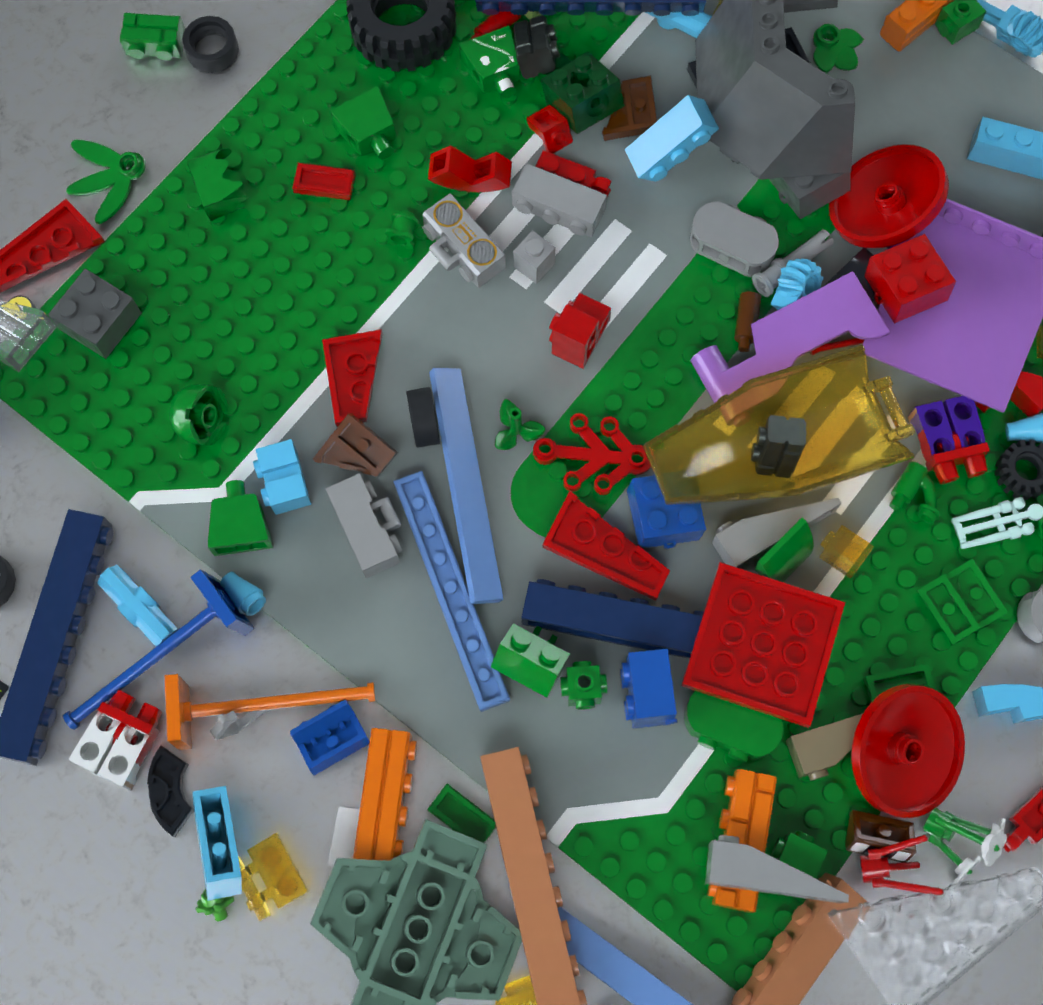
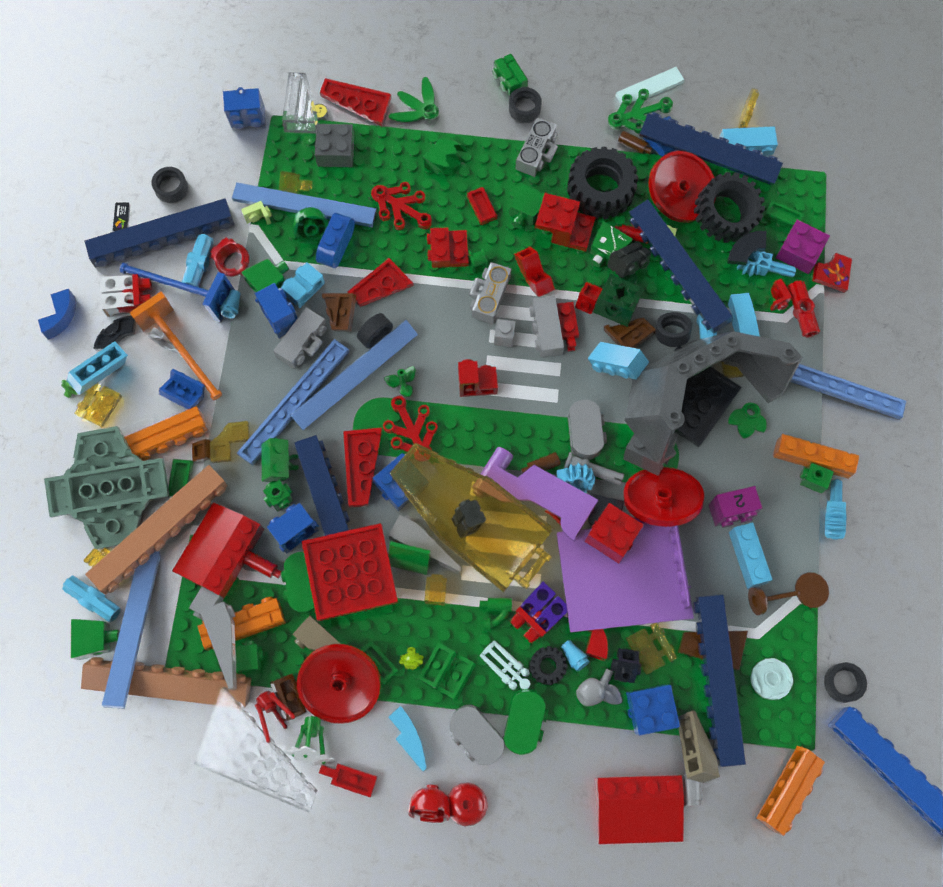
camera: 55 degrees right, 0 degrees up
(74, 843) = (65, 307): none -> blue brick
(110, 405) = (290, 182): none -> clear yellow plate
(121, 480) = (255, 212): none -> yellowish green bracket
(145, 550) = (221, 252): none -> red piece
(151, 411) = (294, 202): none -> medium blue tile
(247, 393) = (335, 240): none -> blue brick
(249, 283) = (400, 204): none -> red plant
(281, 55) = (532, 153): none -> light grey piece
(302, 530) = (276, 309): none -> blue brick
(357, 258) = (447, 248): none -> red plate
(426, 90) = (562, 218): none -> red bracket
(441, 761) = (201, 451): none -> reddish brown tile
(451, 726) = (221, 445): none -> clear yellow tile
(610, 816) = (218, 549): none -> red slope
(658, 40) = (673, 319): none -> black tyre
(671, 766) = (261, 565): none -> red cylinder
(685, 877) = (204, 600): none -> light grey brick
(923, 637) = (411, 659): none -> lime plant
(951, 122) = (735, 506): none -> magenta brick

